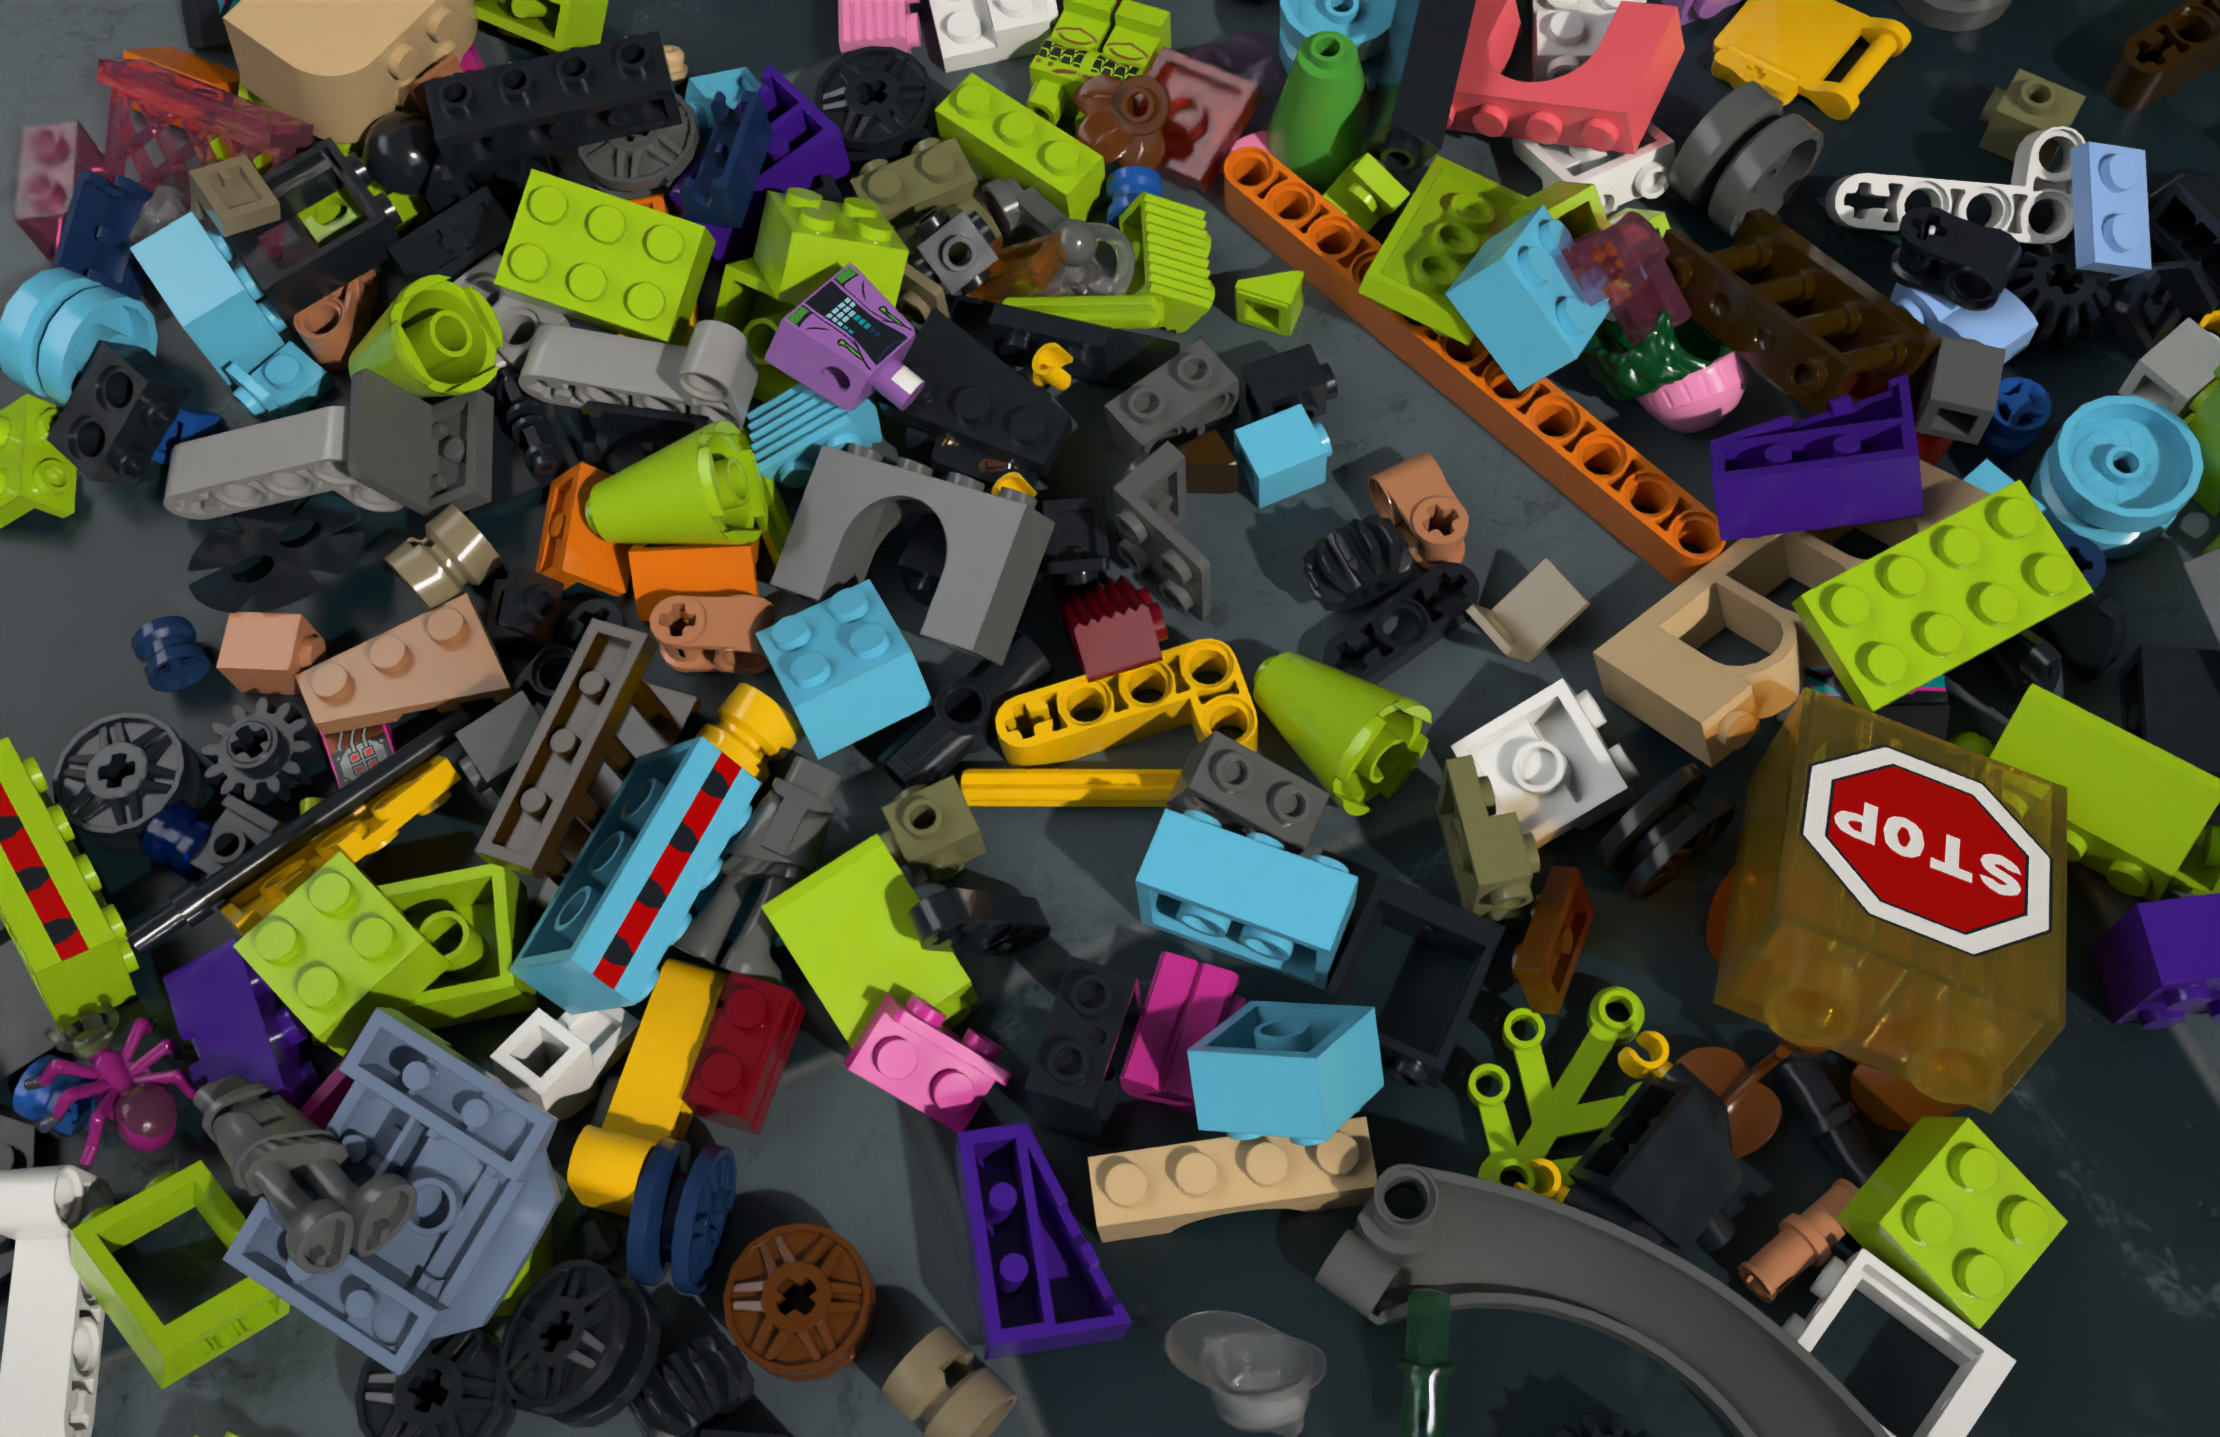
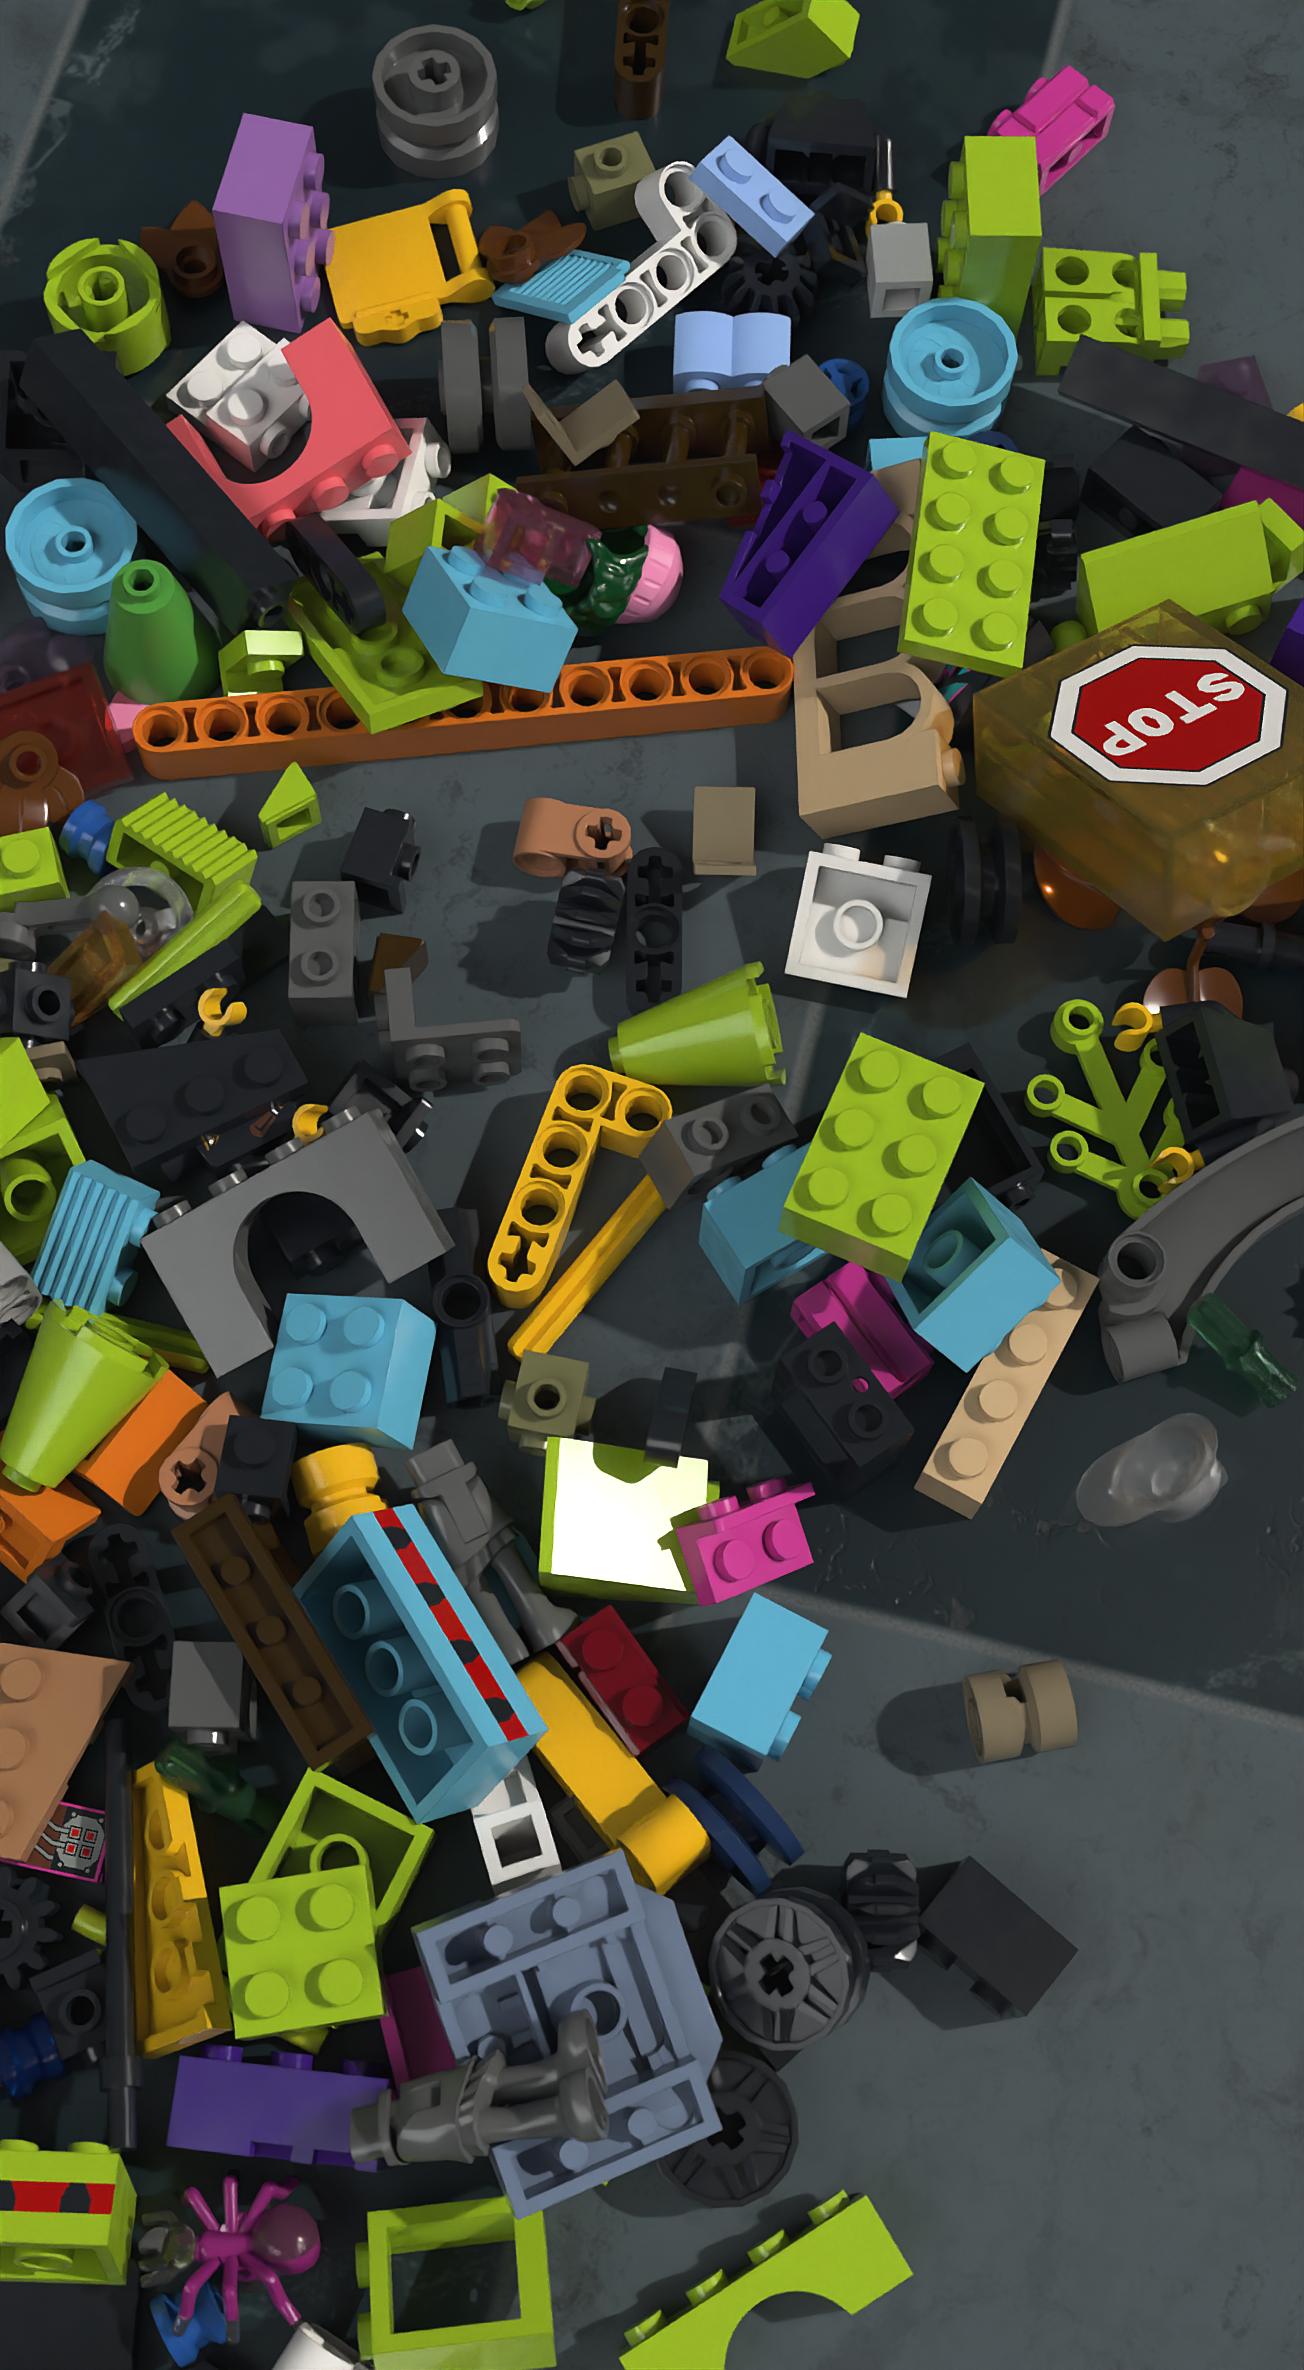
camera: 65 degrees left, 5 degrees up
(457, 814) = (218, 1787): none -> clear green axle
(715, 658) = (258, 1466): none -> black bracket
(782, 1338) = (885, 1745): reddish brown wheel -> none
(809, 1154) = (756, 1682): none -> medium azure brick
(847, 344) = (76, 1146): medium lavender torso -> none
(1027, 1256) = (950, 1572): dark purple wedge -> none
(1112, 628) = (490, 1139): dark red brick -> none
(1282, 455) = (436, 902): medium azure brick -> none
(1308, 907) = (880, 1157): none -> lime brick
(1479, 179) = (335, 573): none -> black beam
(1486, 853) = (914, 1013): olive plate -> none
(1553, 940) = (983, 1004): reddish brown plate -> none
(1773, 249) = (590, 425): none -> dark tan bracket
(1893, 102) = (519, 253): none -> reddish brown plate
(1895, 150) = (565, 286): none -> medium azure window
(1958, 262) = (705, 319): black piece -> none

